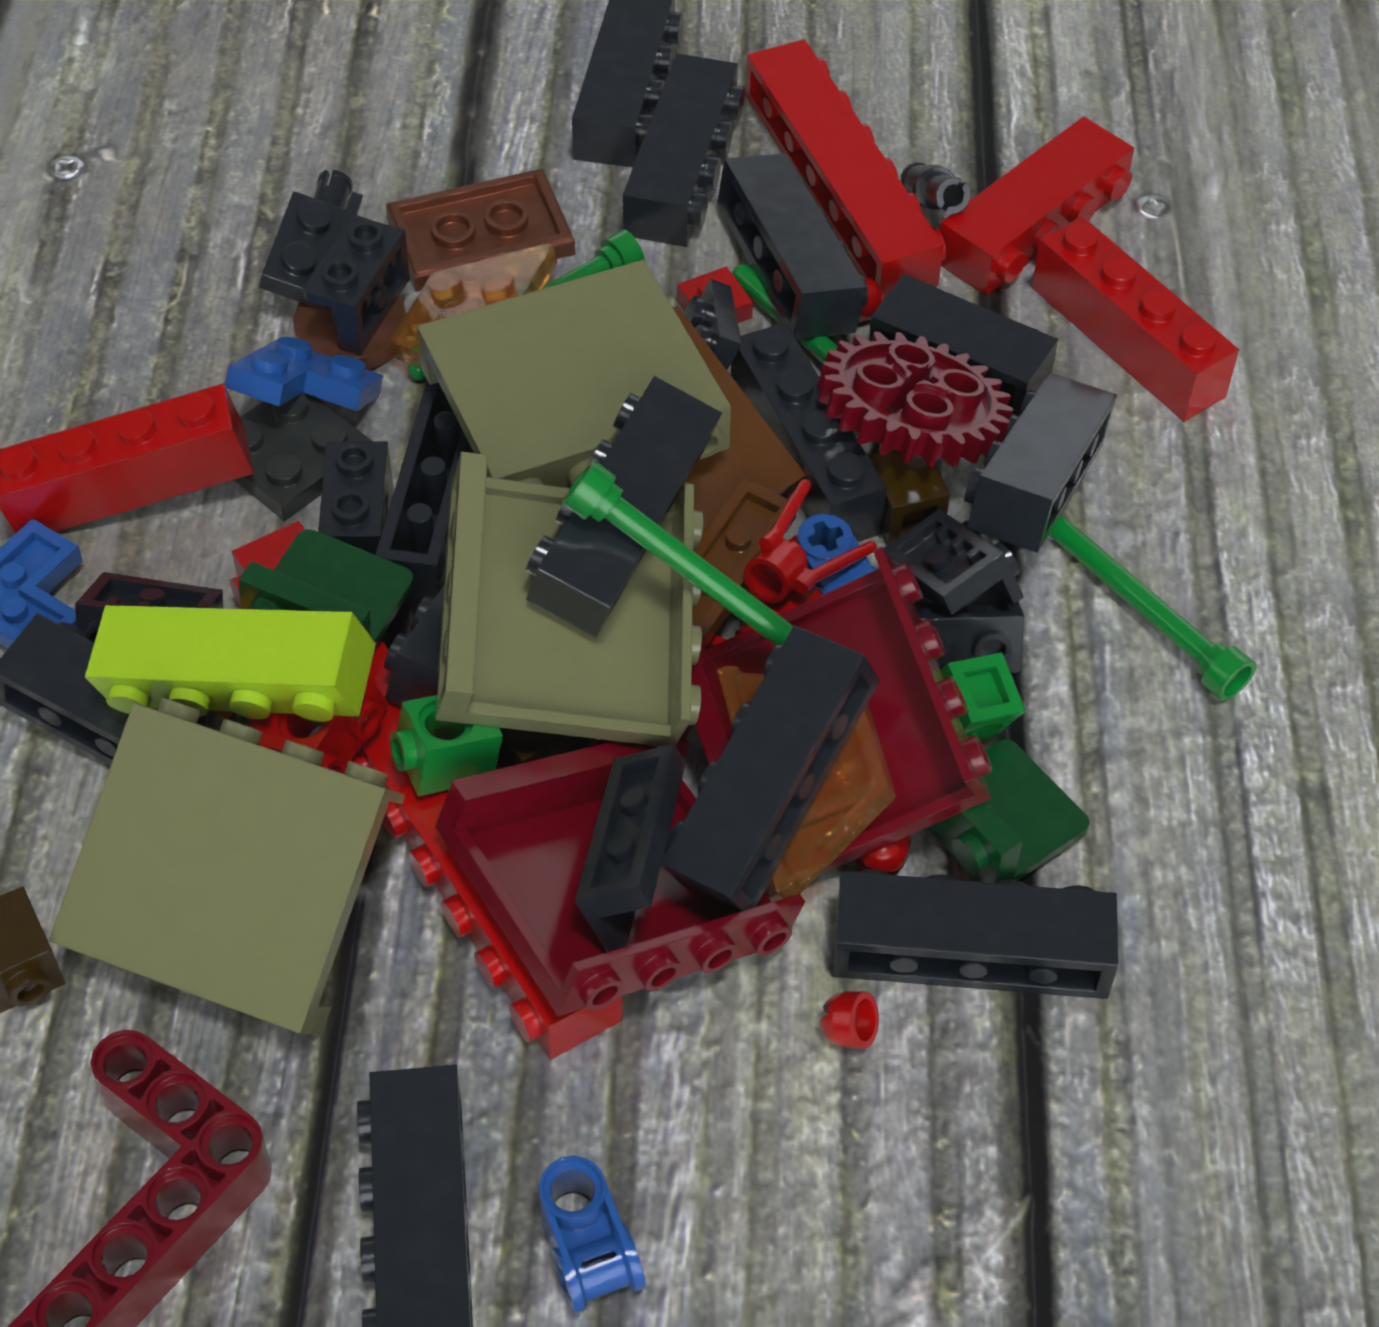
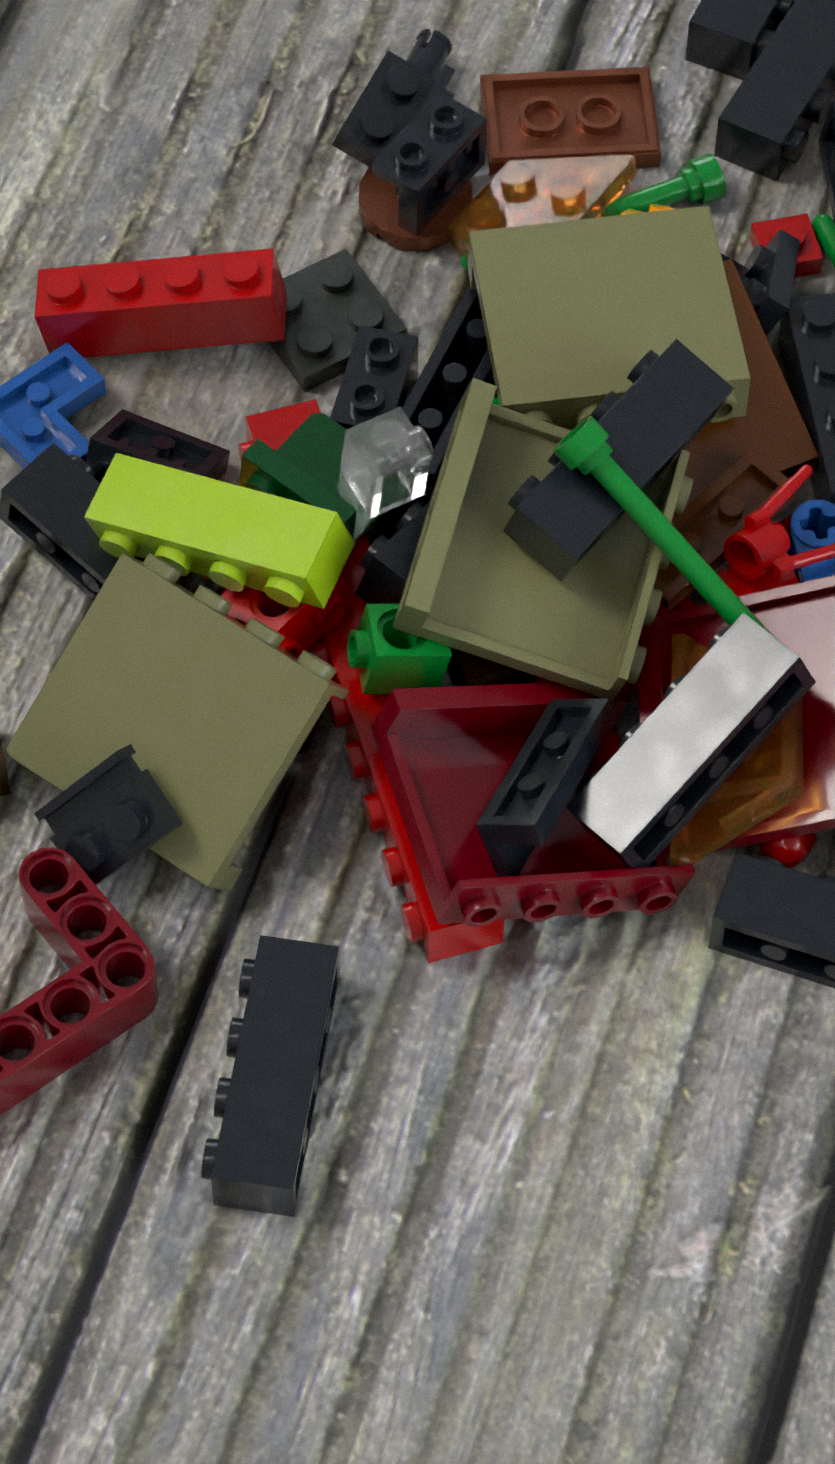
camera: 15 degrees right, 5 degrees up
(178, 982) = (110, 816): none -> black plate
(291, 367) = (347, 237): blue plate -> none
(387, 559) = (386, 461): none -> clear brick
(591, 1244) = (418, 1131): blue piece -> none
(850, 1019) = (711, 990): red hinge -> none

